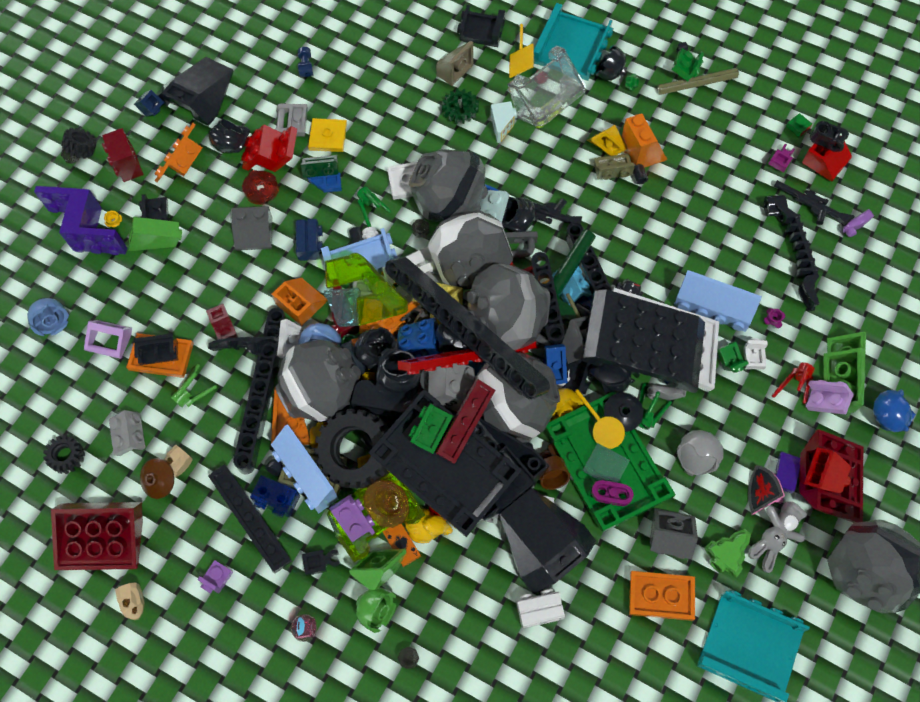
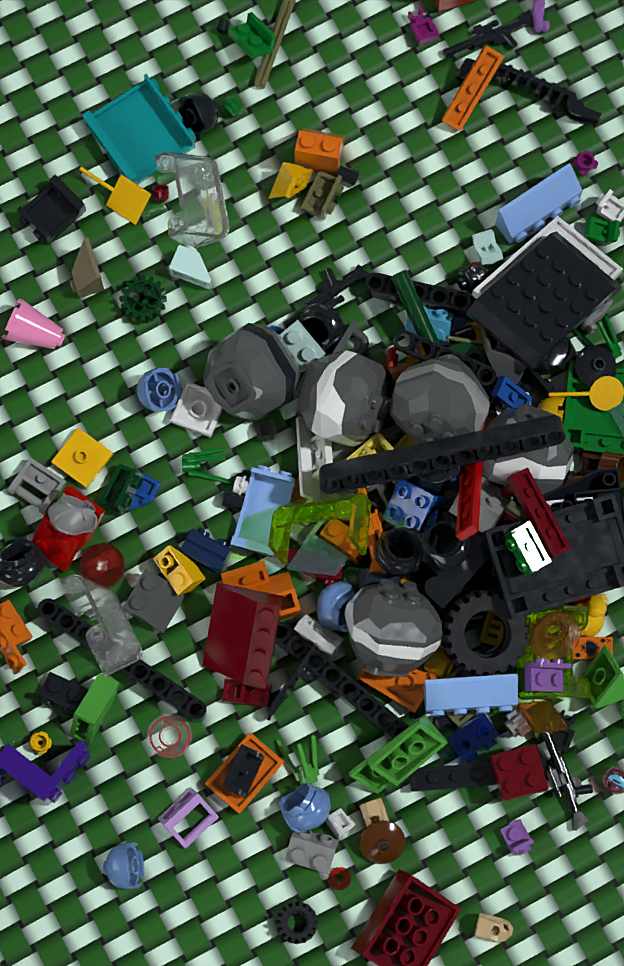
camera: 60 degrees left, 10 degrees up
(120, 464) = (339, 886): none -> clear red plate
(152, 408) = (305, 807): none -> medium blue helmet
(157, 440) = (339, 823): none -> white slope
(165, 303) = (166, 722): none -> clear tile
(208, 178) = (146, 682): none -> black beam
(209, 203) = (113, 638): none -> clear windscreen
(226, 446) = (399, 756): none -> bright green slope
(257, 292) = (242, 634): none -> dark red slope
(261, 544) = (519, 773): none -> dark red brick
(271, 135) = (73, 515): none -> light grey helmet
(280, 592) = (570, 784): none -> black piece
(282, 229) = (179, 570): none -> yellow slope
(302, 271) = (247, 576): none -> orange panel
(306, 522) = (516, 724): none -> light grey gear
(318, 536) = (542, 716): none -> clear orange piece
(394, 54) = (32, 327): none -> bright pink cone
(402, 145) = (159, 389): none -> medium blue cylinder
(657, 288) = (486, 247): none -> light aqua bracket
(765, 208) = (472, 88): none -> orange plate

